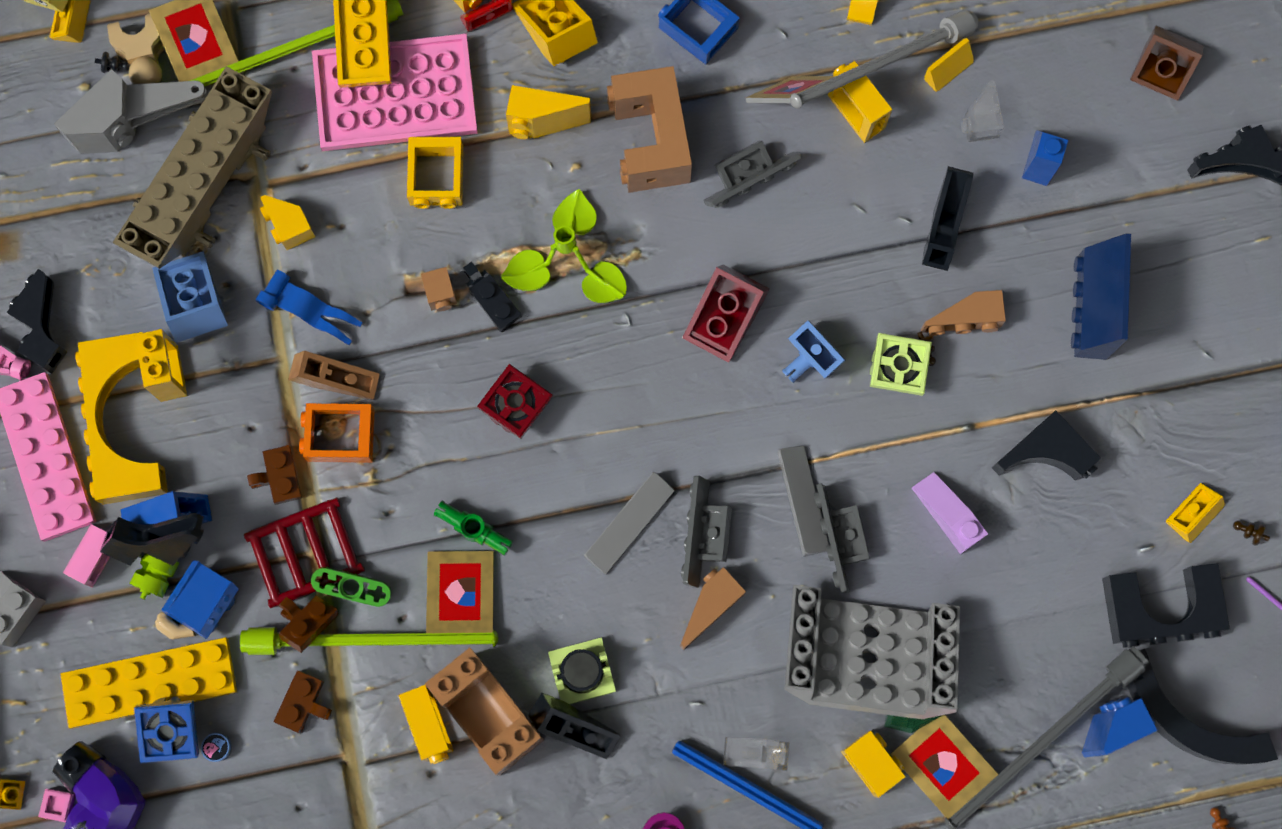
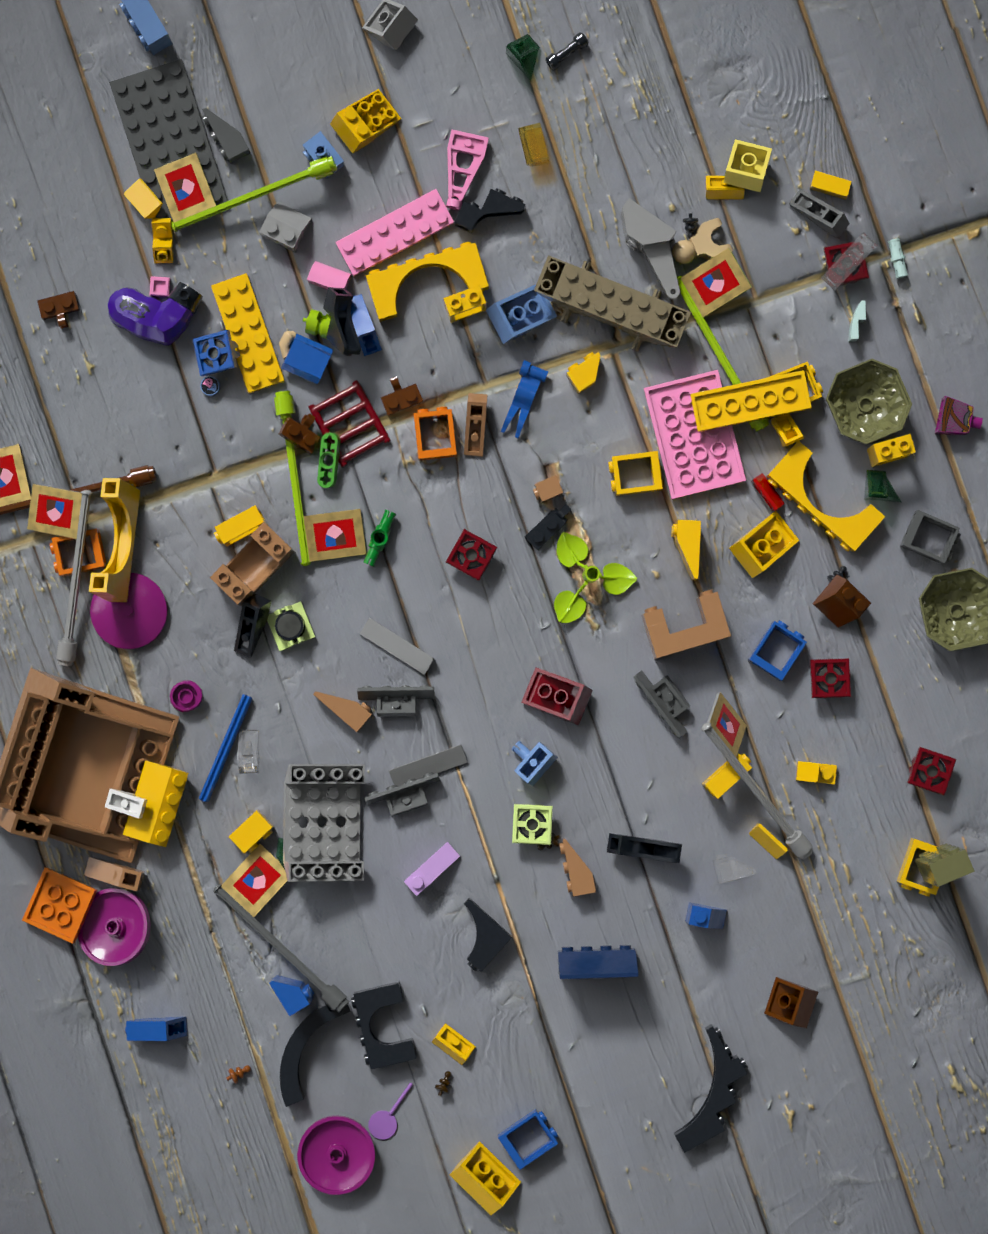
camera: 85 degrees right, 10 degrees up
(301, 702) = (246, 438): reddish brown plate -> none

